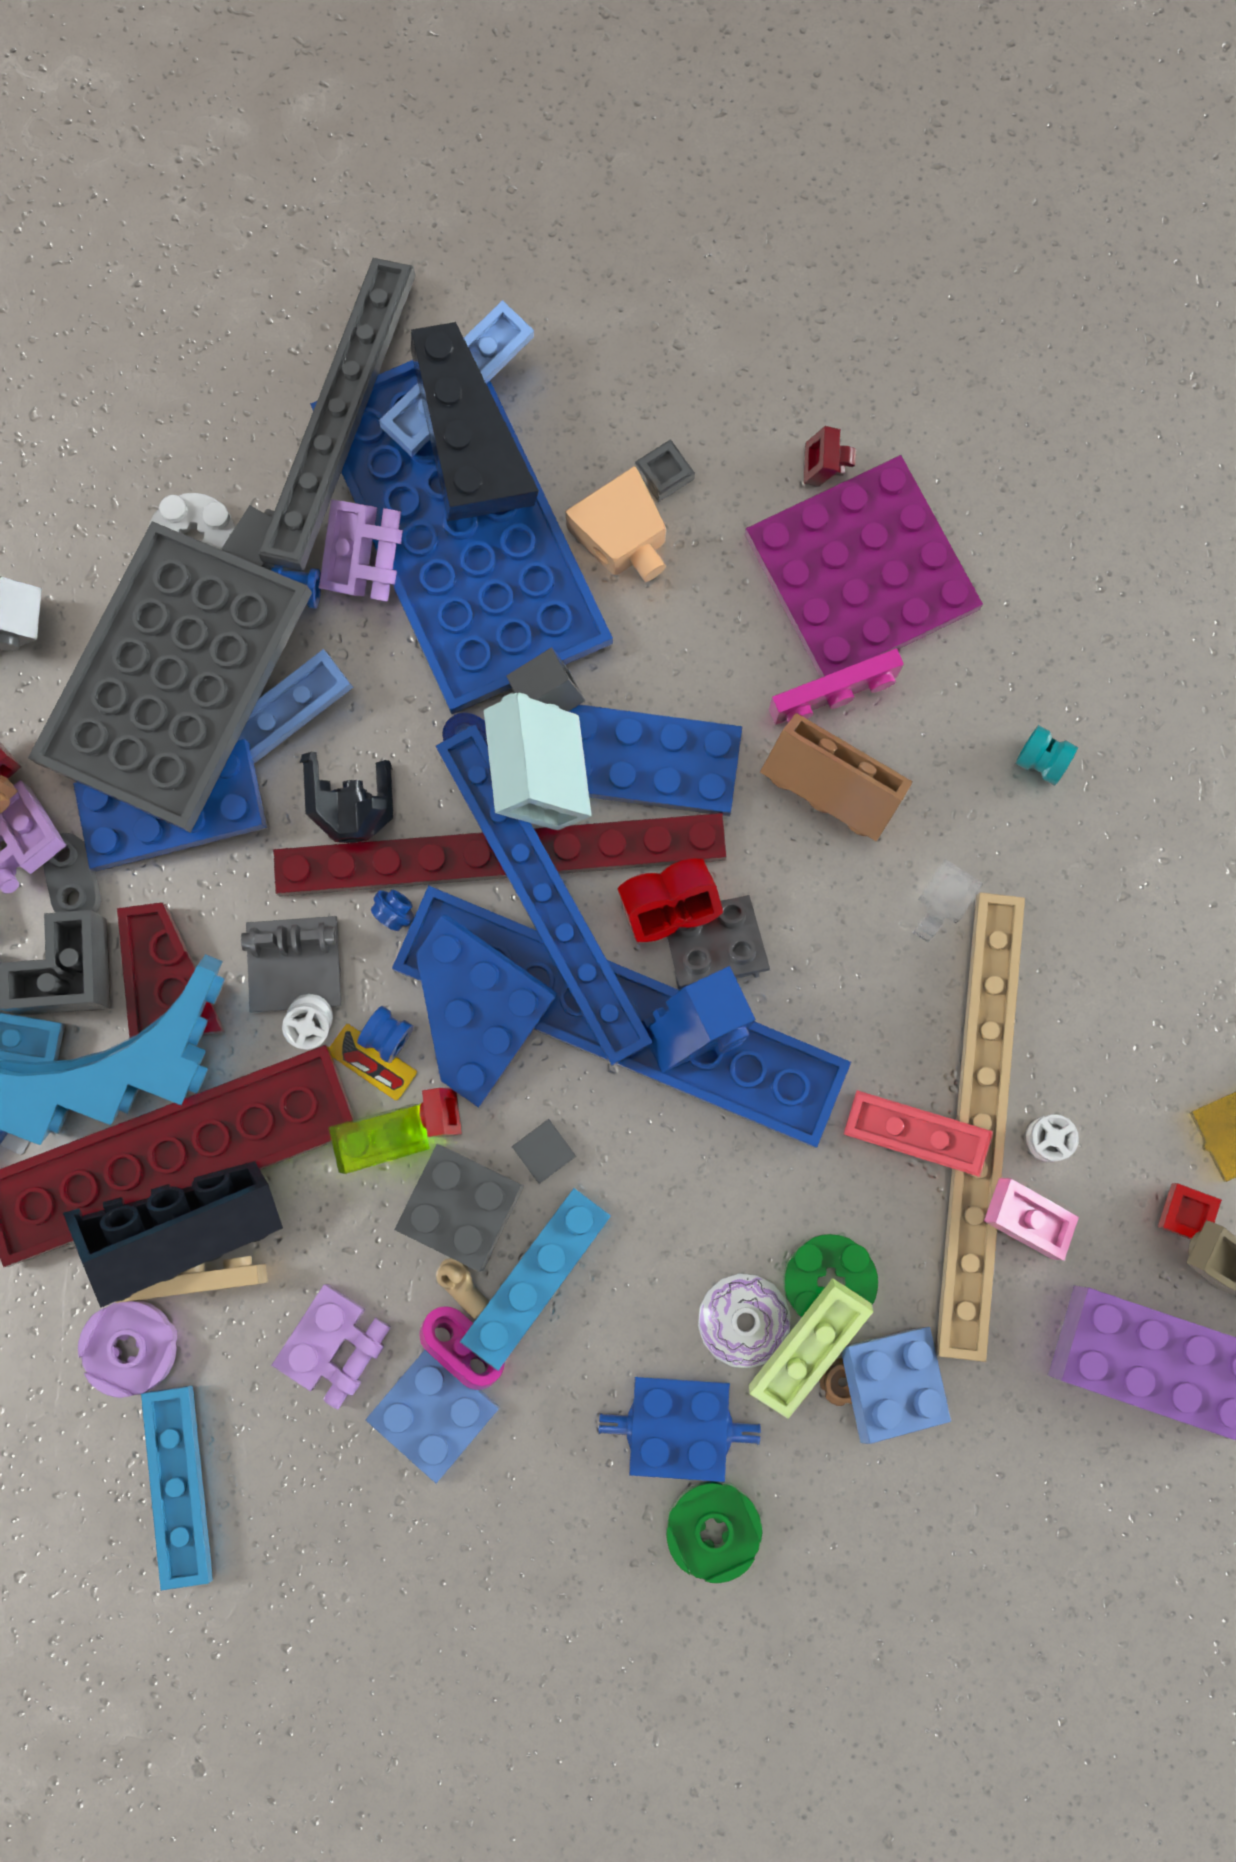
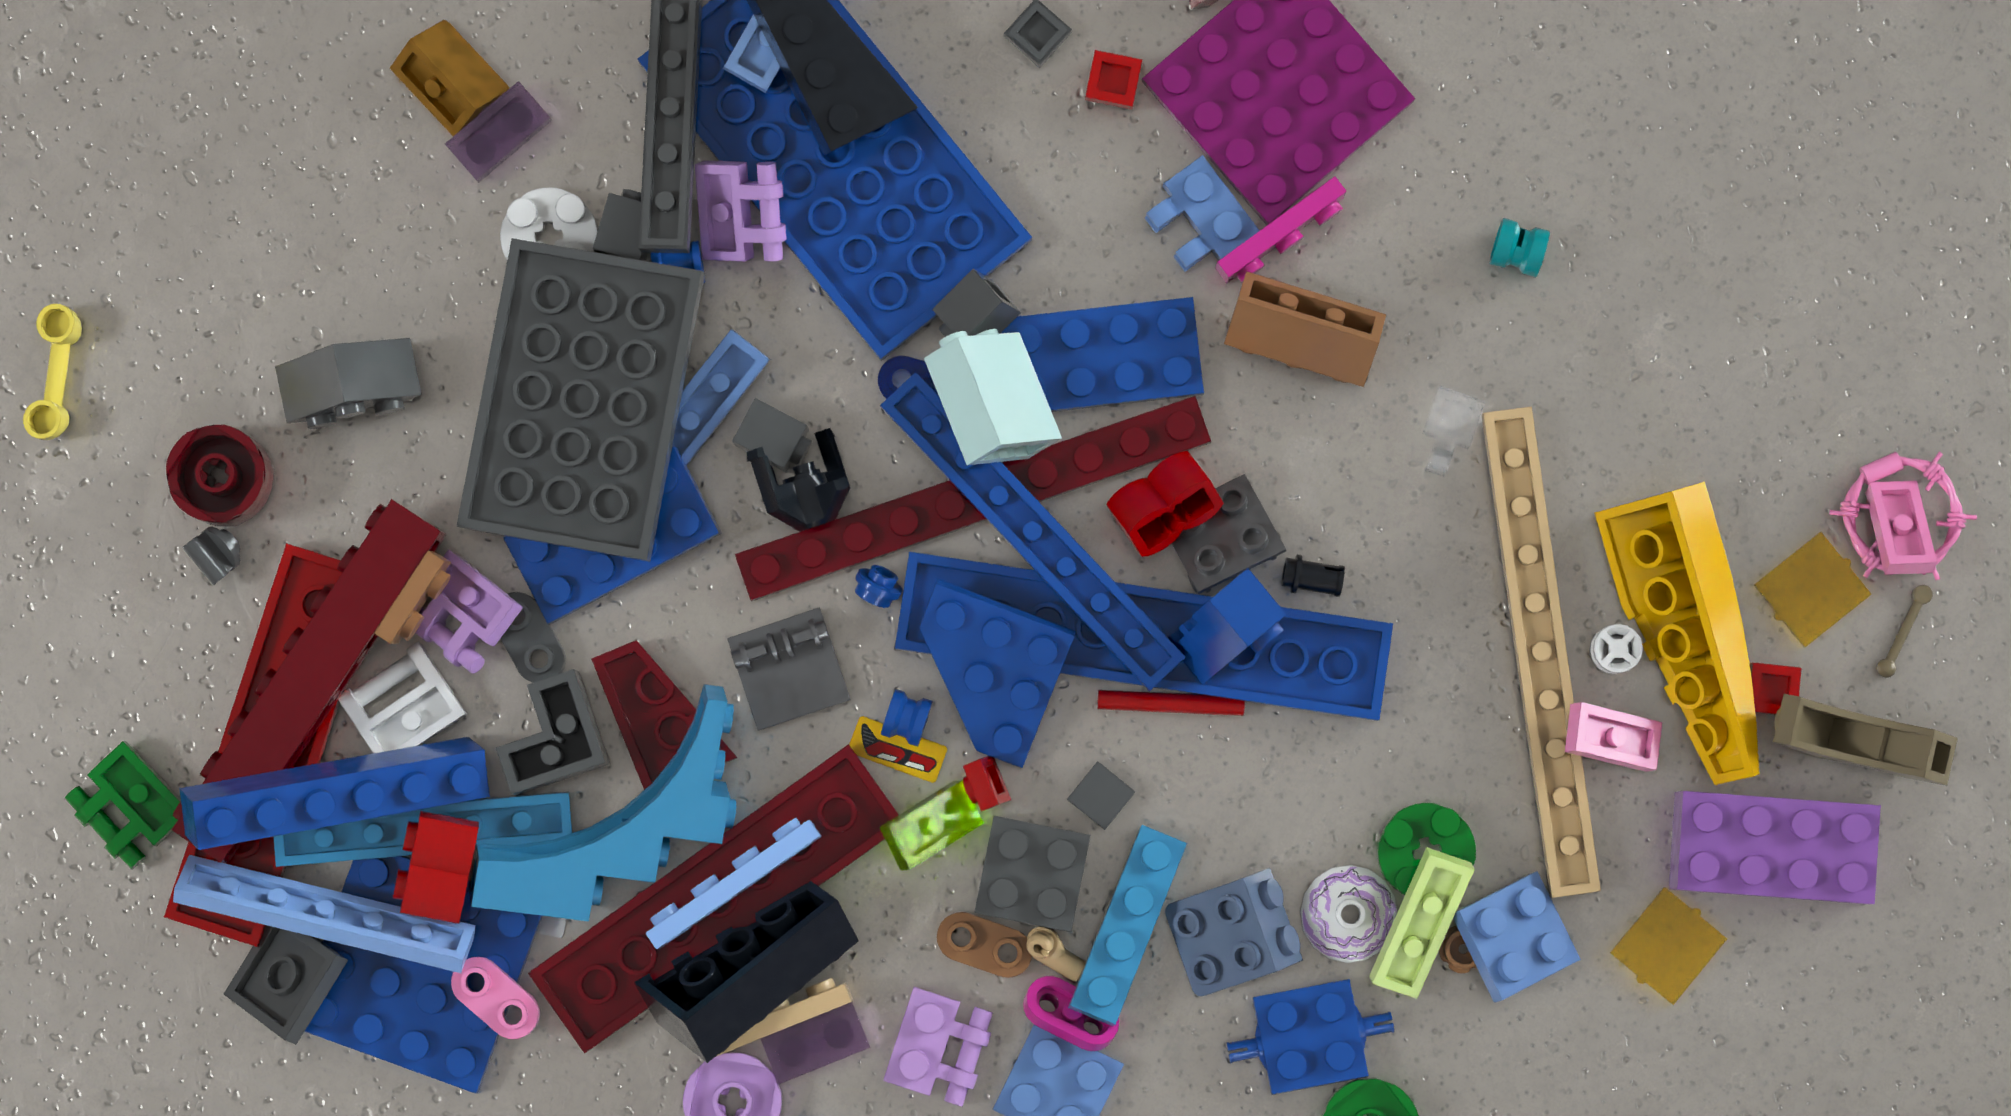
camera: 15 degrees left, 5 degrees up
(145, 381) = (448, 76): none -> pearl gold panel
(160, 1149) = (713, 893): none -> light blue plate
(173, 437) = (498, 132): none -> clear purple plate
(219, 1313) = (815, 1042): none -> clear purple plate
(304, 1032) = (827, 736): white wheel -> none
(338, 752) = (778, 434): none -> dark grey brick
(400, 1260) = (984, 944): none -> medium nougat plate
(620, 526) = (1009, 111): light nougat torso -> none
(628, 1082) = (1169, 703): none -> red bar
(633, 1312) = (1233, 933): none -> sand blue bracket
(720, 523) = (1113, 79): none -> red plate
(775, 652) = (1209, 209): none -> medium blue plate
(788, 1001) = (1312, 576): none -> black pin
(918, 1133) = (1478, 679): coral tile -> none
(1036, 1429) = (1668, 945): none -> clear yellow piece
(1125, 1118) = (1685, 603): none -> yellow wedge

